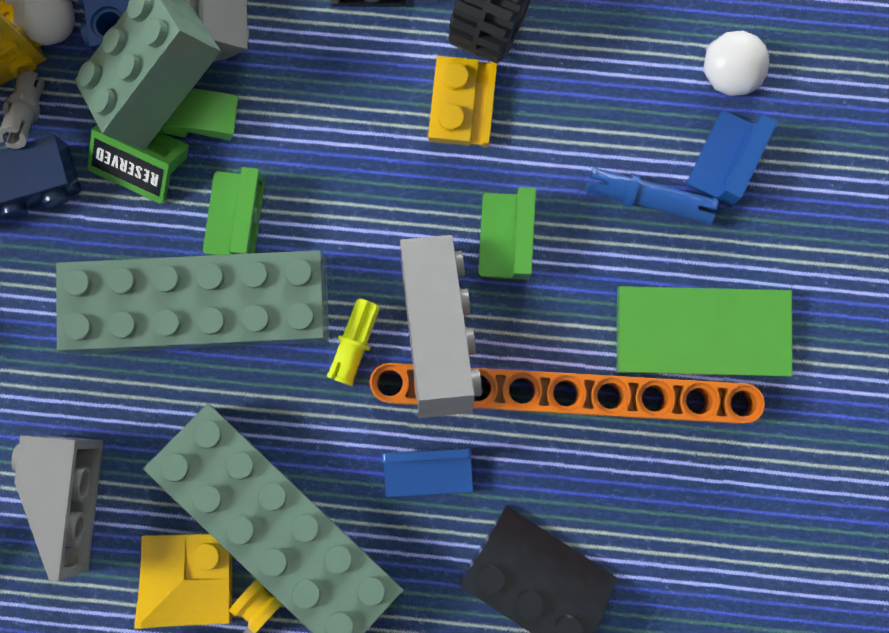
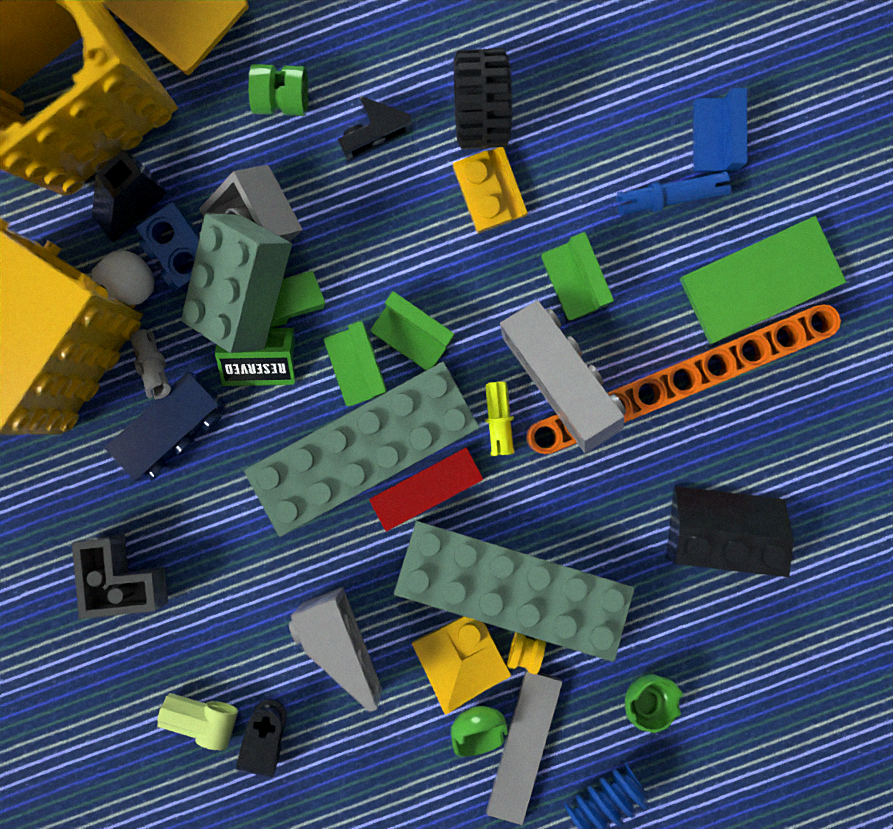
camera: 25 degrees left, 5 degrees up
(240, 379) = (426, 489): none -> red tile
(308, 208) = (412, 332): none -> bright green panel
(427, 472) = (604, 489): blue panel -> none
(736, 63) = (689, 55): white hair -> none

